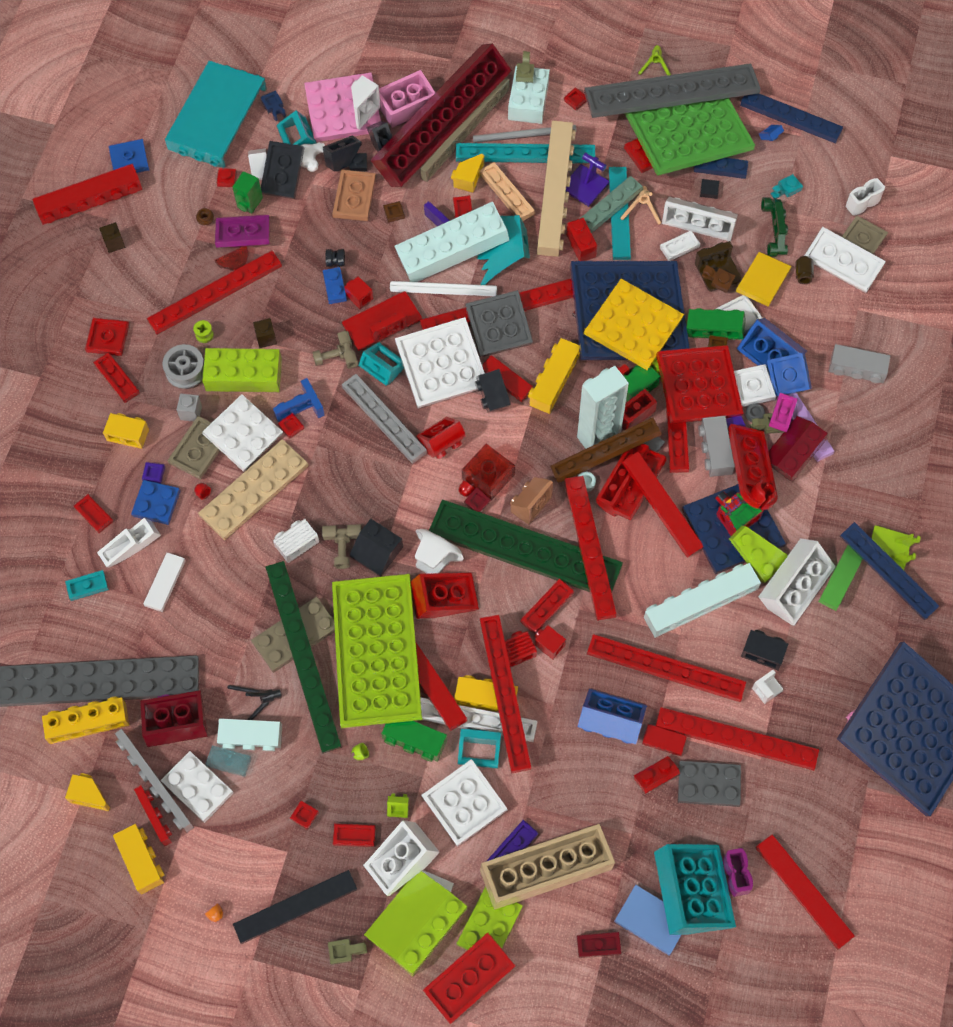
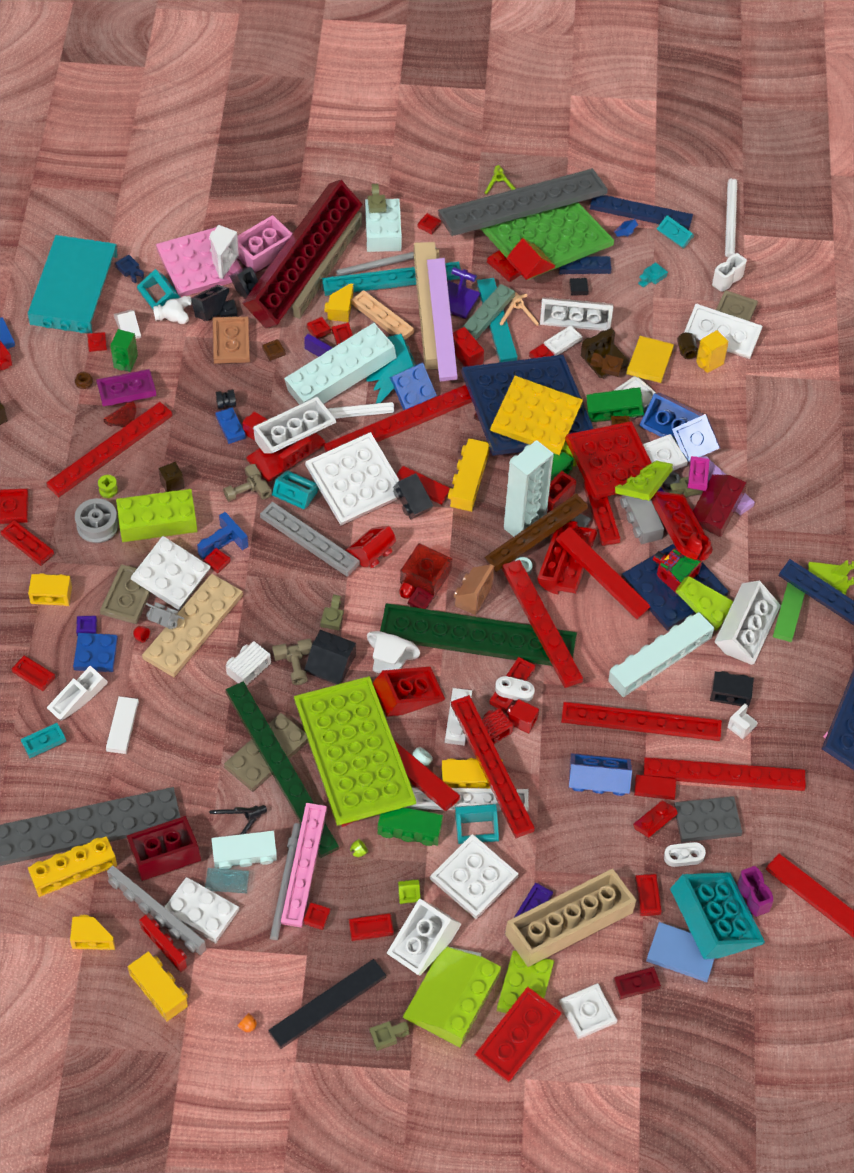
camera: 15 degrees left, 10 degrees down
(189, 407) = (110, 557): light grey brick -> none
(223, 474) = (163, 617): none -> light grey hinge
(282, 169) = (154, 325): black plate -> none
(299, 735) = (292, 845): none -> light grey bar
(302, 761) = (303, 865): none -> bright pink plate
(389, 503) = (332, 616): none -> olive plate
(391, 298) = (292, 425): none -> white slope
(441, 195) = (318, 328): none -> red plate
(442, 667) = (422, 756): none -> light aqua tile
(477, 647) = (454, 731): none -> white plate
(498, 323) = (403, 434): dark grey plate -> none
(519, 272) = (413, 386): none -> plate
(544, 964) = (588, 1011): none -> white tile
(546, 613) = (514, 688): none -> white plate
(562, 207) = (442, 319): none -> lavender tile
(631, 853) = (648, 895): none -> red tile
(655, 254) = (540, 351): none -> red plate
(663, 155) = (529, 259): none -> red slope
(676, 817) = (683, 854): none -> white plate
(728, 415) = (647, 482): none -> lime wing
(779, 227) = (654, 310): dark green plate -> none
(820, 144) = (675, 232): none -> teal plate
(827, 281) = (712, 351): none -> yellow brick
(859, 363) = (759, 421): light grey brick -> none
(881, 136) = (731, 217): none -> white axle

